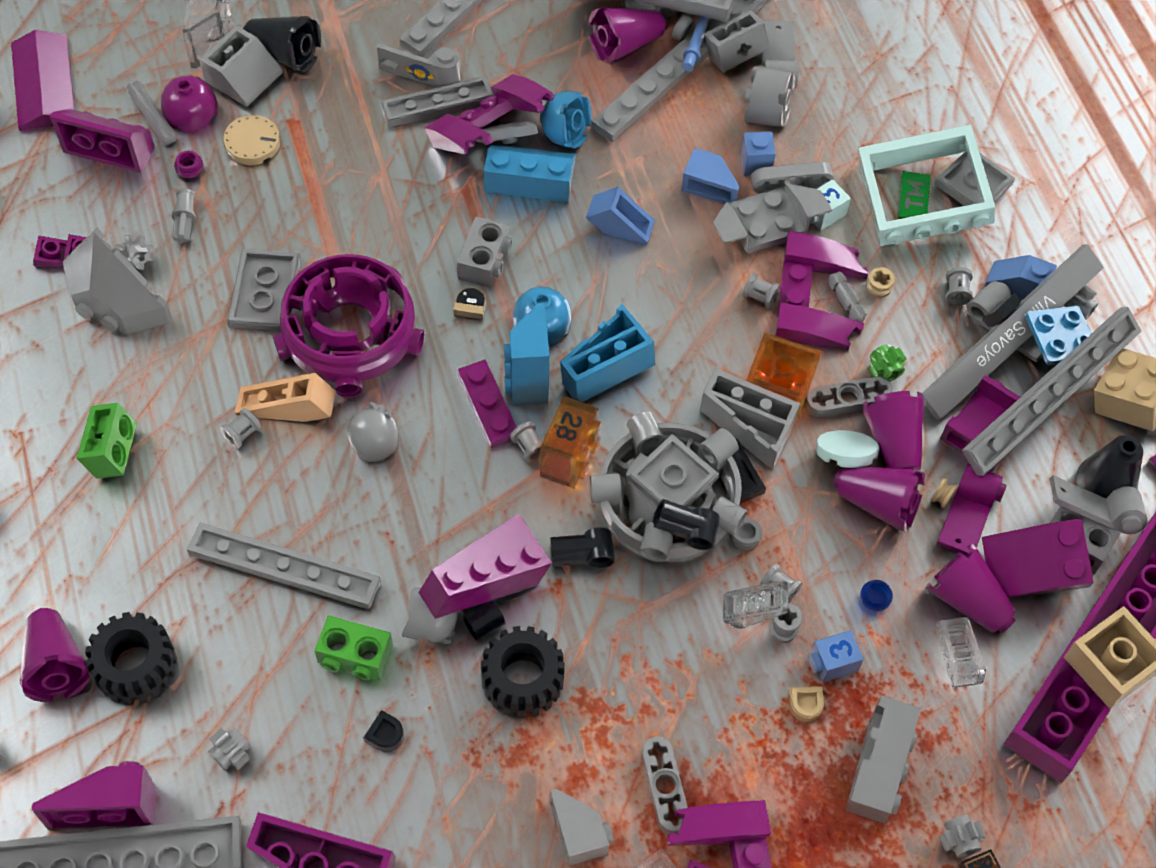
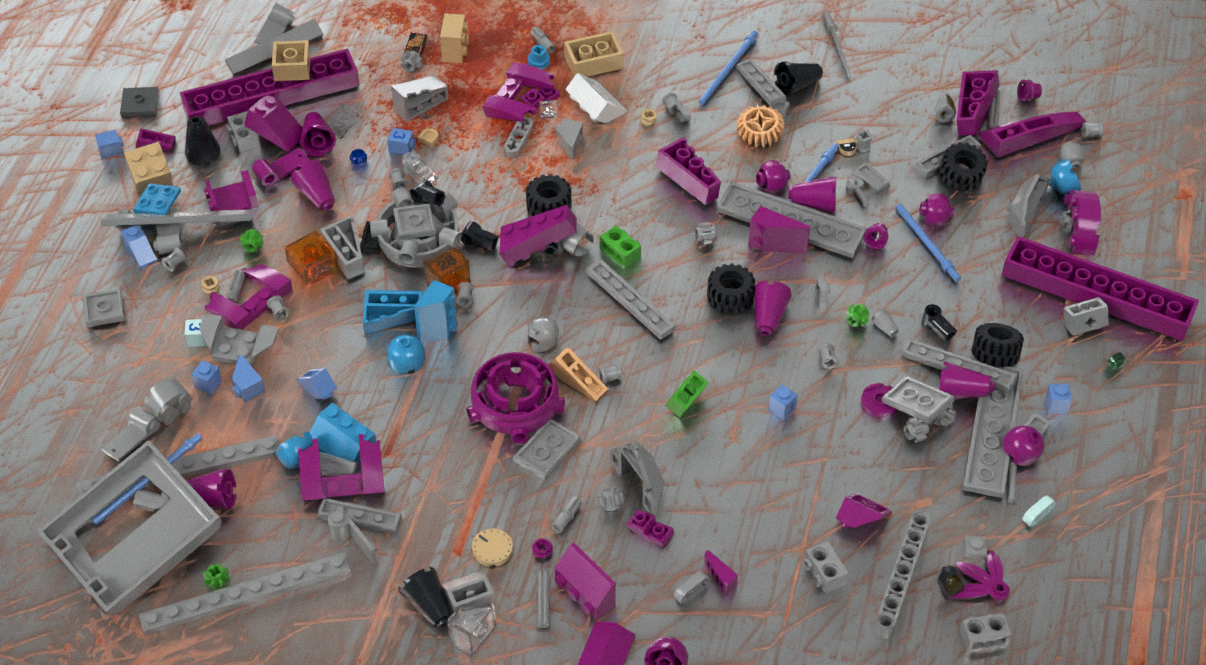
camera: 145 degrees left, 10 degrees down
(188, 103) = (516, 590): magenta cylinder -> none
(385, 733) = (628, 213): black tile -> none
(470, 303) = (438, 382): tile -> none
(480, 251) = (409, 401): light grey brick -> none
(487, 402) = (469, 328): magenta plate -> none
(737, 41) = (163, 442): light grey brick -> none
(807, 175) = (195, 355): light grey beam -> none
(847, 448) = (312, 212): light aqua tile -> none
(857, 387) = (276, 236): light grey beam -> none
(898, 428) = (278, 208): magenta cone -> none
(913, 194) = (144, 318): green tile -> none
(919, 149) = (125, 332): light aqua window -> none
(944, 493) = (284, 177): tan bush -> none
(1002, 310) = (173, 223): black tile -> none
(1051, 391) = (191, 175): light grey tile -> none
(1120, 511) = (224, 127): light grey door -> none

